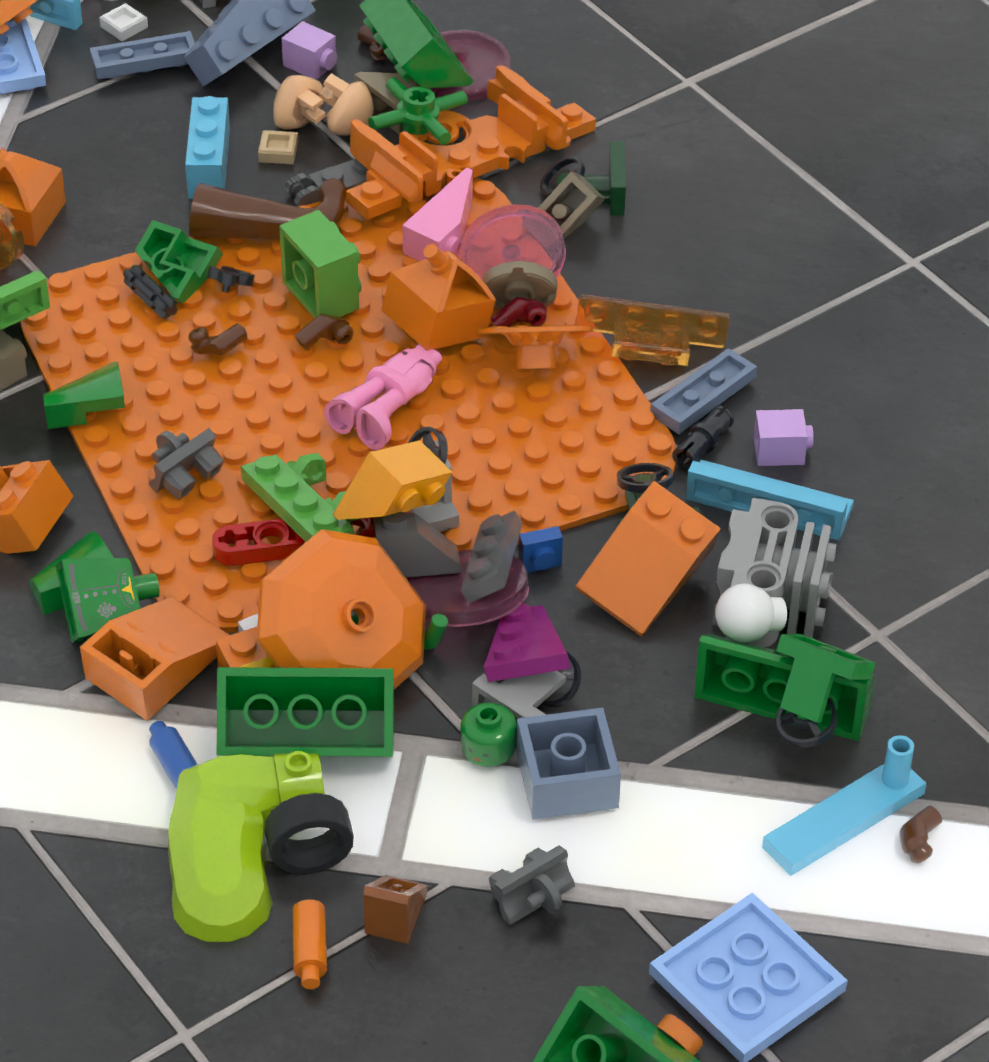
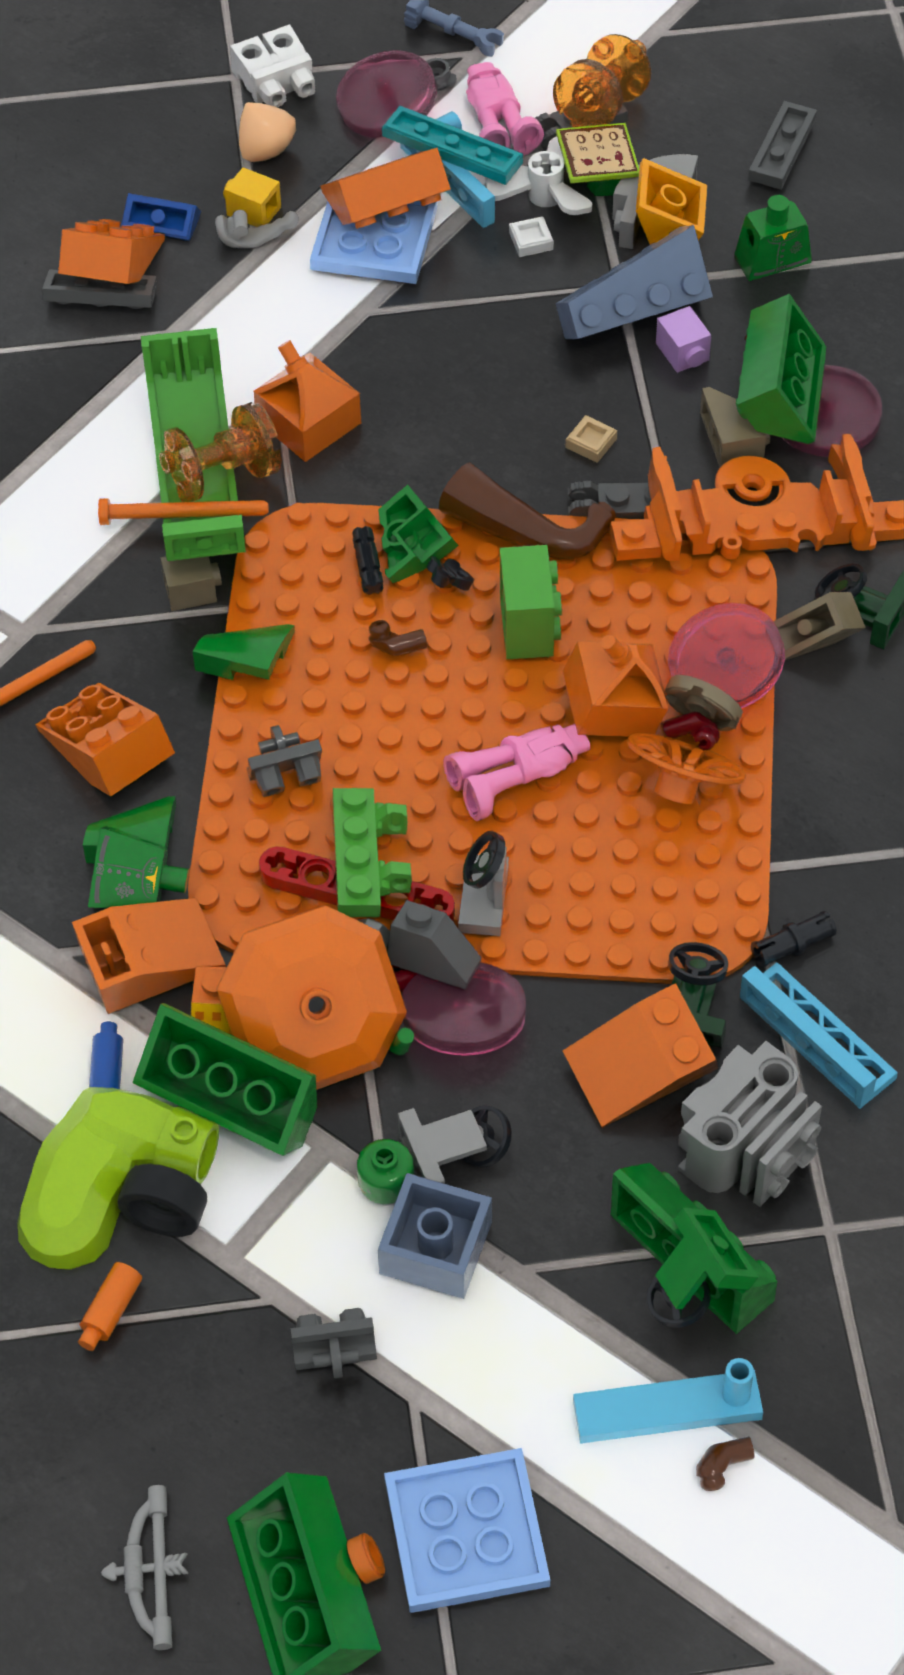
camera: 30 degrees right, 10 degrees up
(141, 55) = (521, 283): sand blue plate -> none
(207, 143) = (517, 417): medium azure brick -> none
(298, 102) = (634, 398): light nougat piece -> none
(325, 327) = (502, 666): reddish brown arm -> none
(347, 103) = (680, 422): light nougat piece -> none
(392, 907) = (202, 1301): dark orange slope -> none
(394, 482) = (432, 880): light orange slope -> none
(418, 110) = (734, 457): green bar -> none
(441, 219) = (676, 596): bright pink slope -> none
(491, 556) = (495, 988): dark grey plate -> none
(525, 646) = (468, 1096): magenta wing -> none
(541, 549) = (557, 996): blue plate -> none
(652, 329) = (814, 800): clear orange bracket -> none
(703, 390) = (827, 886): sand blue plate -> none
(749, 613) = (683, 1163): white piece -> none
(781, 437) = (868, 973): lavender brick -> none

